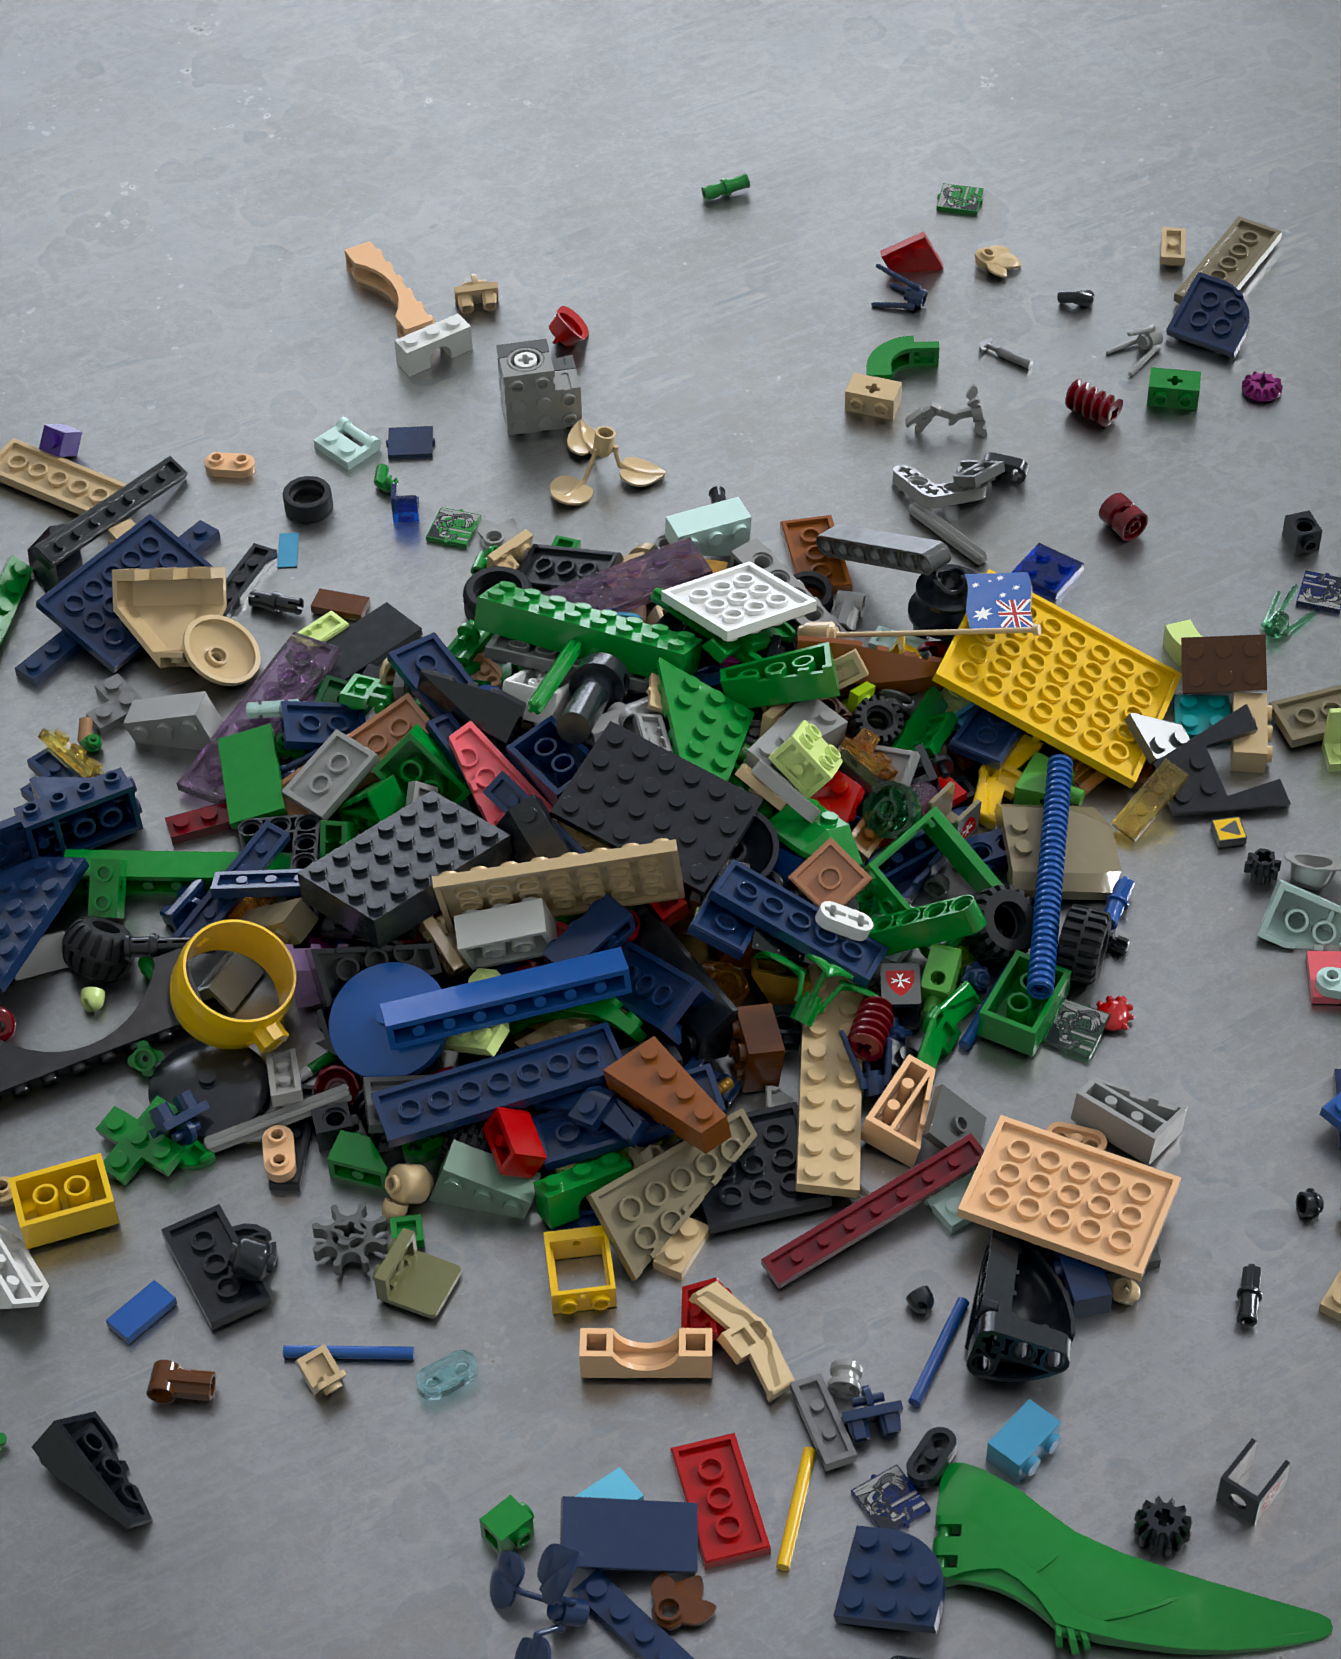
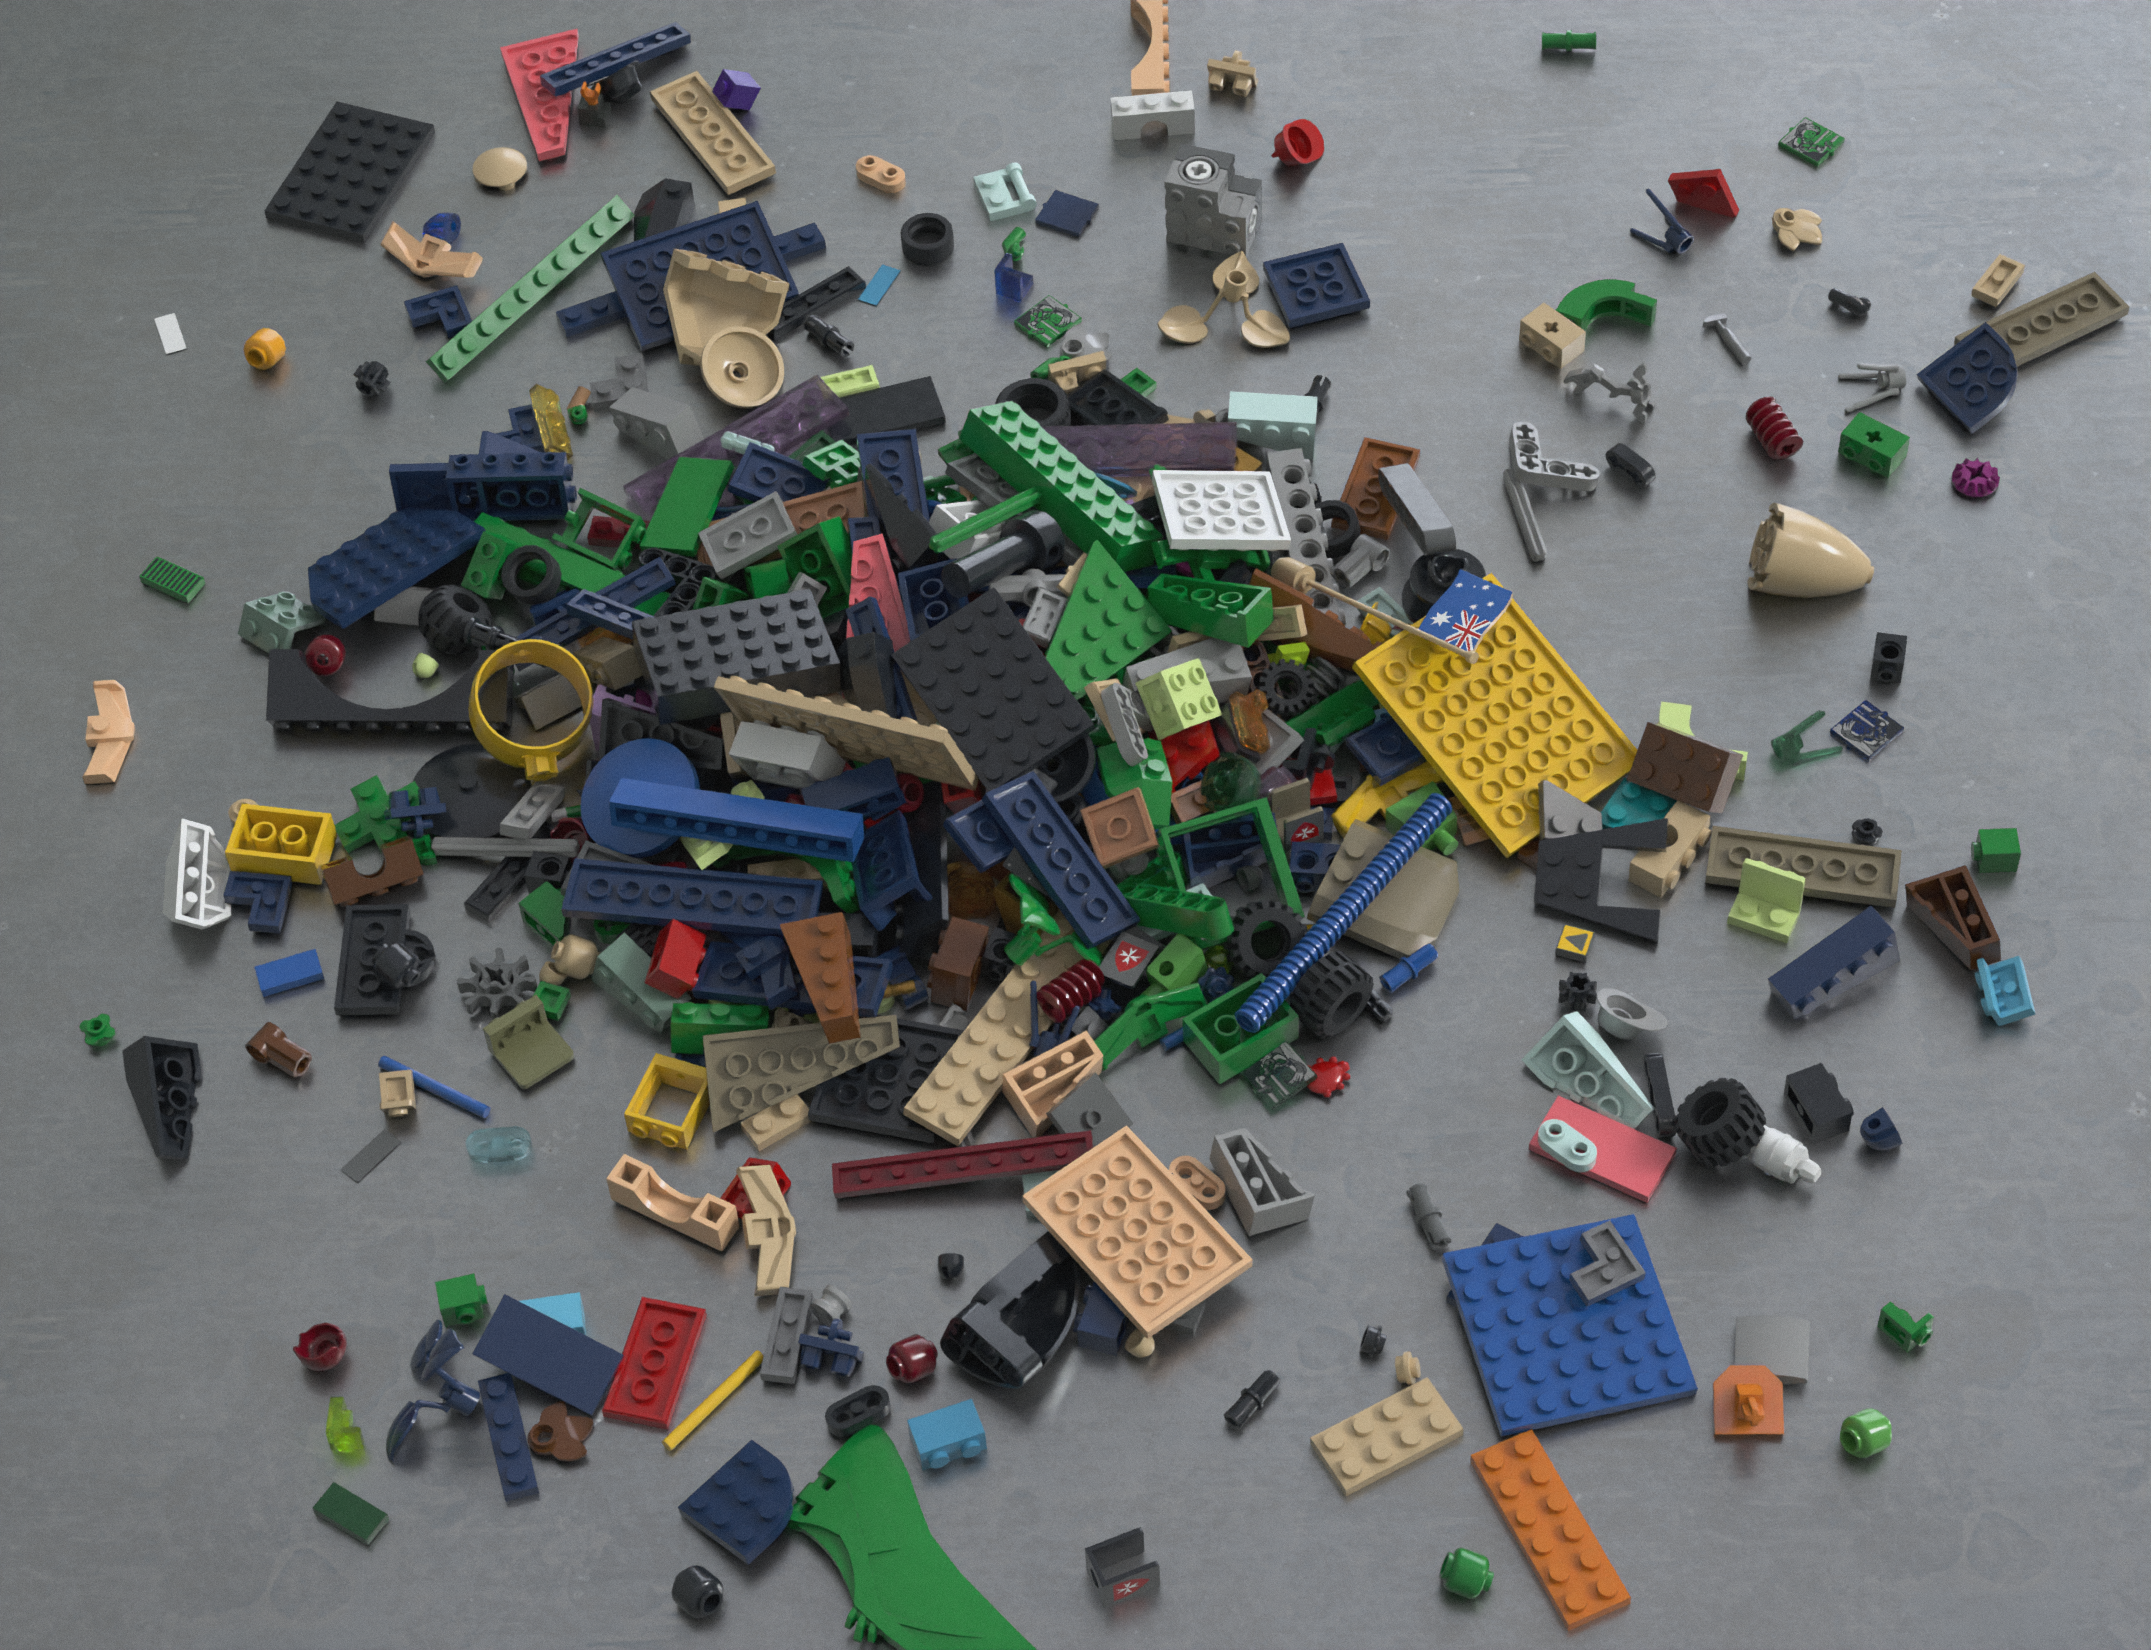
camera: 30 degrees right, 5 degrees up
(71, 1250) = (265, 893): none -> dark blue plate
(108, 513) = (730, 184): black tile -> none
(144, 861) = (520, 557): none -> black tyre
(146, 1067) = (425, 744): green plate -> none
(186, 802) = (577, 520): none -> green window
(187, 1173) = (398, 866): none -> reddish brown arch
(279, 1151) = (488, 877): light nougat plate -> none
(328, 1439) = (370, 1155): none -> dark grey sticker
(343, 604) = (888, 361): reddish brown tile -> none
(405, 1627) = (321, 1347): none -> dark red hair
(658, 424) = (1316, 285): none -> dark blue plate
(844, 921) = (1106, 875): white beam -> none
(890, 1499) = (800, 1432): piece -> none
(938, 1352) = (935, 1319): blue bar -> none
(947, 1391) = (911, 1359): none -> dark red head
(976, 472) = (1594, 460): dark grey wing -> none
(1050, 570) = (1596, 595): clear blue plate -> none
(1123, 516) = (1711, 567): dark red wheel -> none
(1150, 800) = (1510, 877): clear yellow plate -> none
(1162, 1526) = (1014, 1579): black gear -> none
(1186, 480) = (1805, 557): none -> tan cylinder
(1278, 1087) = (1428, 1216): none -> dark grey pin

